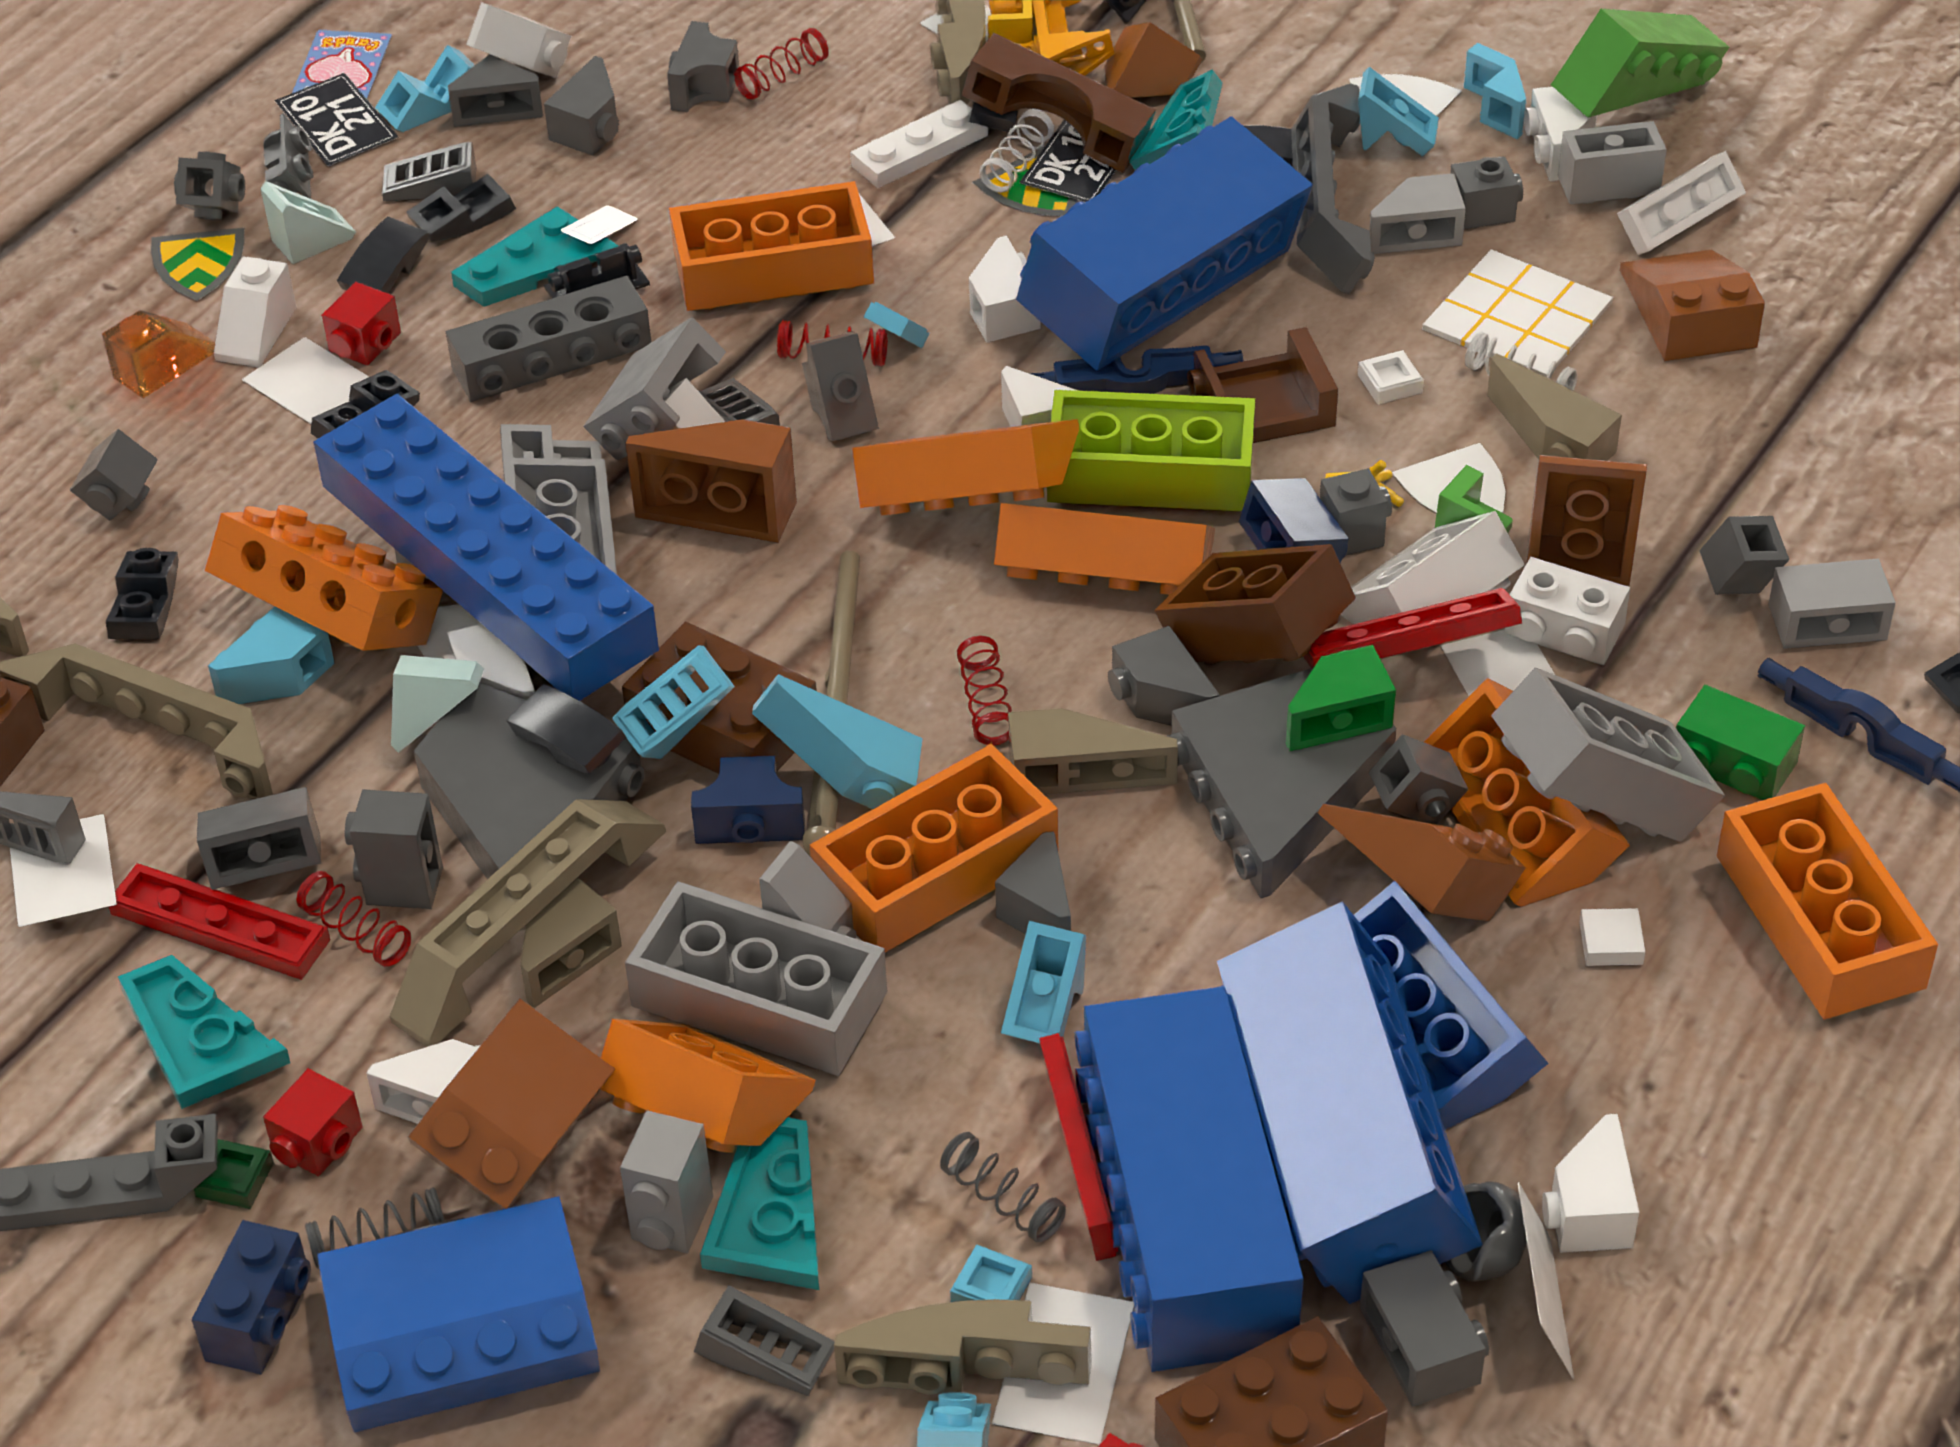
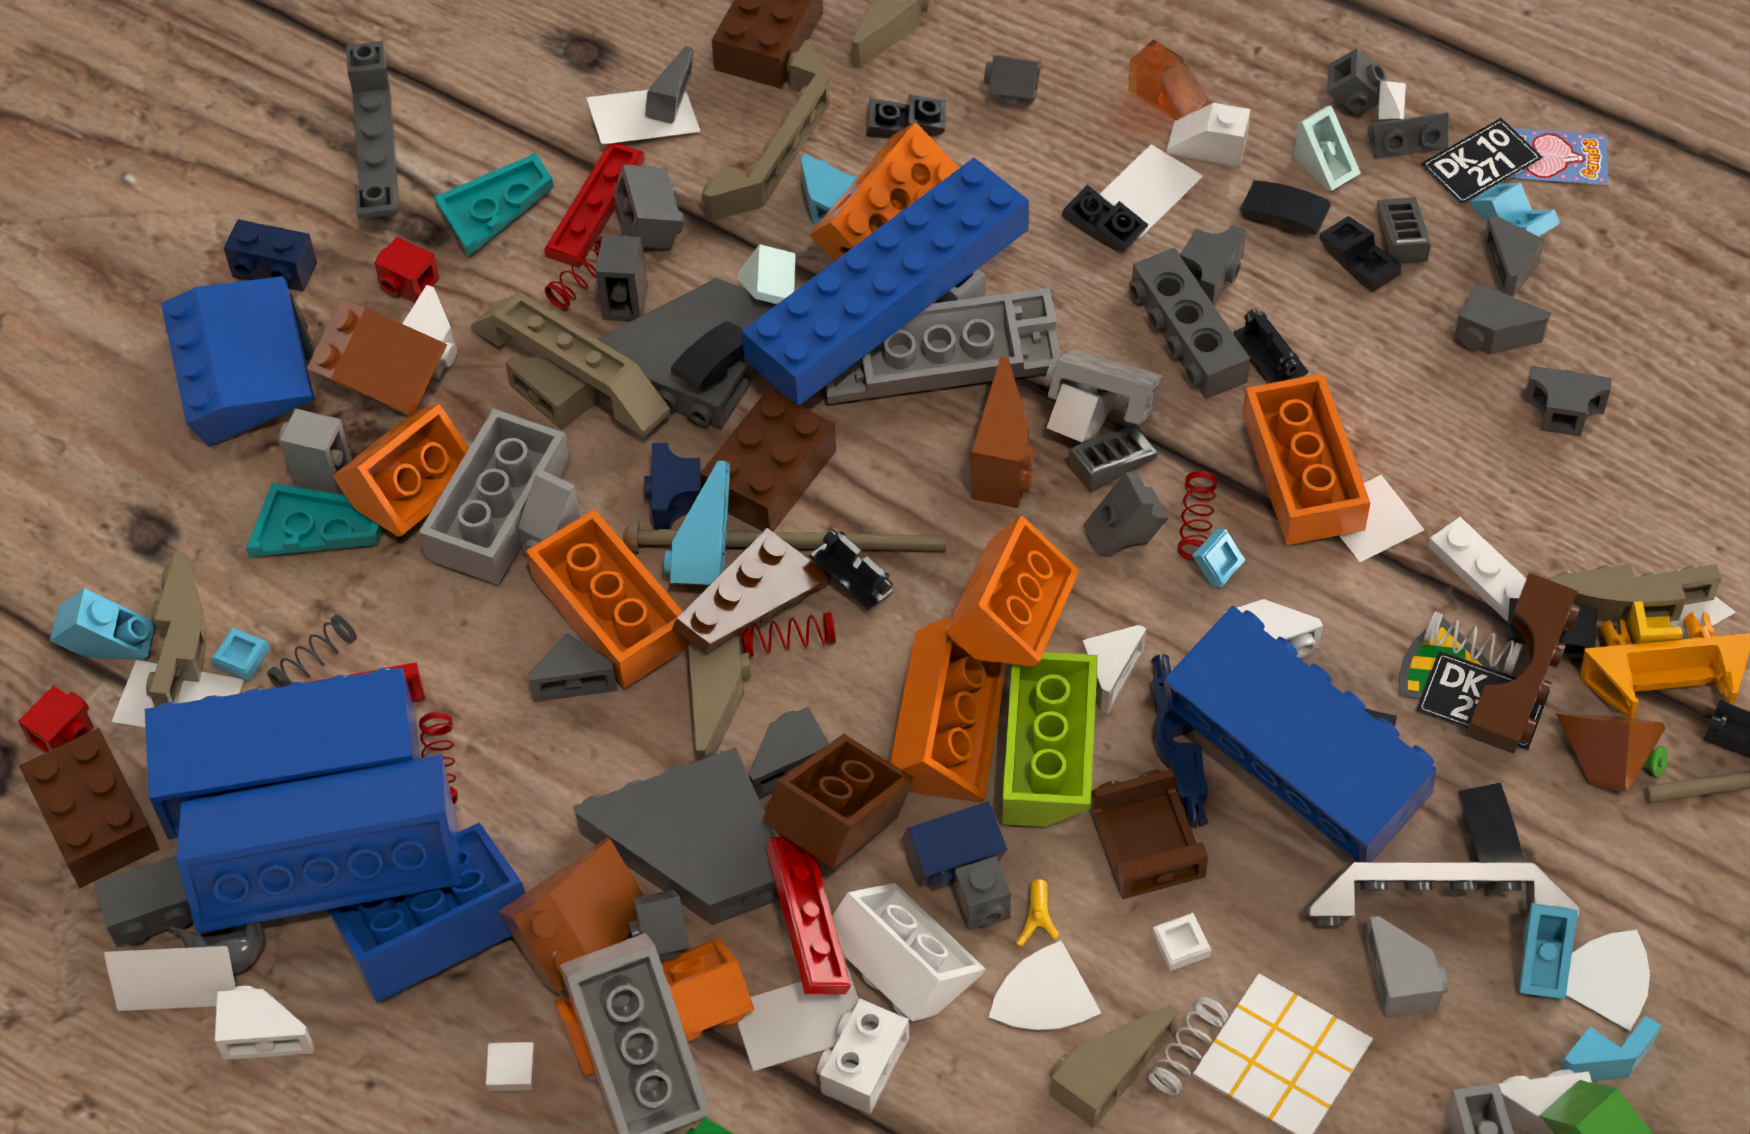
camera: 90 degrees right, 10 degrees up
(197, 261) = (1290, 96): sticker -> none
(238, 1175) = (378, 236): dark green tile -> none
(253, 160) = (1391, 100): none -> white slope
(361, 323) = (1200, 201): red brick -> none
(433, 1214) = (304, 294): dark grey piece -> none
(452, 305) = (1215, 259): none -> dark grey brick
(519, 40) = (1568, 257): white slope -> none
(524, 259) = (1307, 309): teal wing -> none
(599, 225) = (1343, 345): white sticker -> none
(645, 704) = (731, 413): medium azure slope -> none
(738, 1354) = (209, 498): dark grey slope -> none
(754, 76) = (1608, 488): red piece -> none
(882, 631) = (859, 577): none -> black hinge
(942, 704) = (749, 591): none -> wing
(1045, 982) = (477, 670): medium azure slope -> none
(1182, 119) = (1517, 770): teal wing -> none
(1341, 699) = (723, 854): green slope -> none
(1462, 500) = (988, 991): bright green panel -> none
(1488, 191) = (1441, 1028): dark grey brick -> none
(1587, 515) = (951, 1062): dark orange slope -> none

